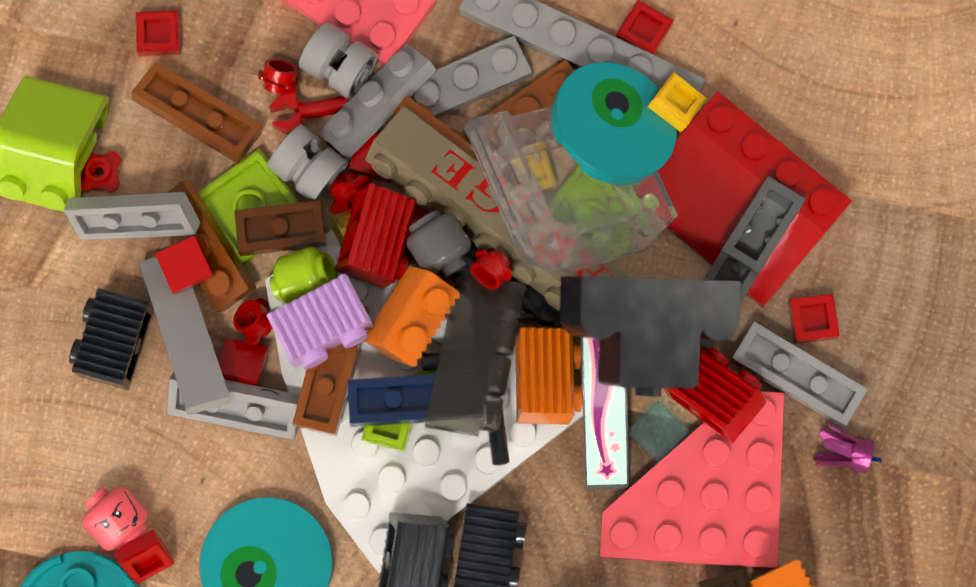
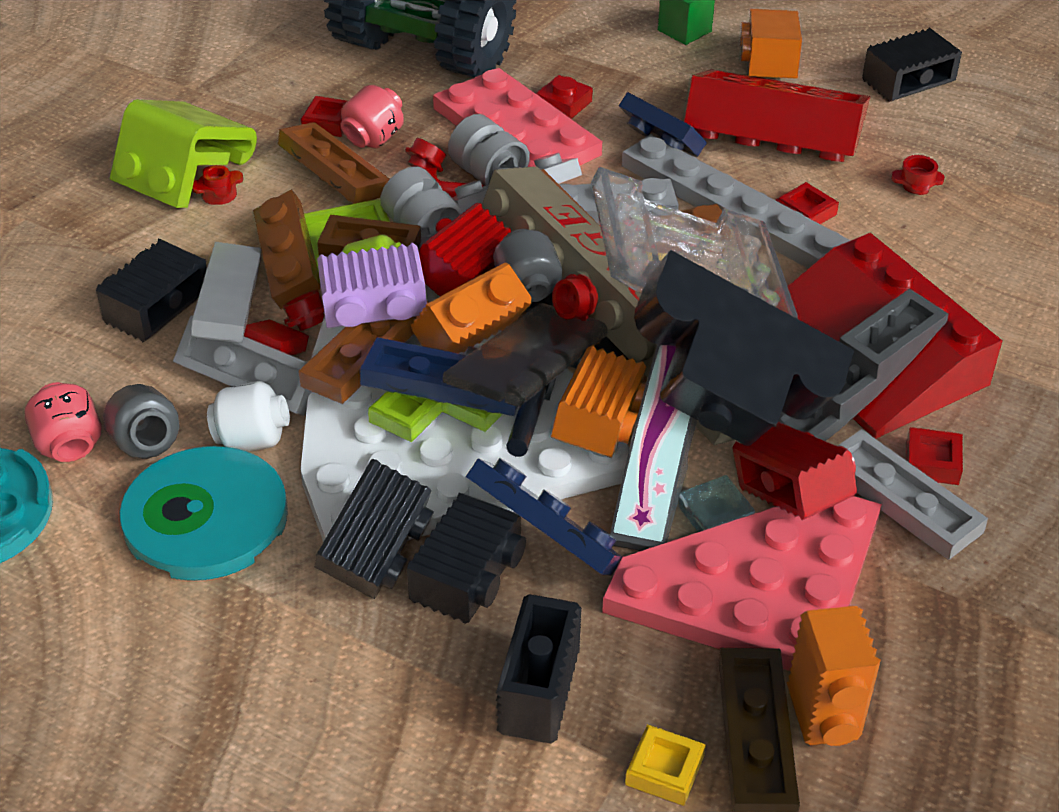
camera: 15 degrees right, 35 degrees down
(132, 216) = (228, 197): light grey plate -> none
(144, 557) = (72, 461): red tile -> none
(178, 499) = (141, 421): none -> dark grey head
(184, 265) = (258, 239): red tile -> none
(207, 35) = (372, 116): none -> coral head
(262, 466) = (248, 417): none -> white head
(537, 505) = (547, 514): none -> dark blue plate
(607, 125) = (750, 230): teal tile -> none
(677, 102) = (819, 234): yellow tile -> none
(853, 451) = (948, 576): flat silver piece -> none

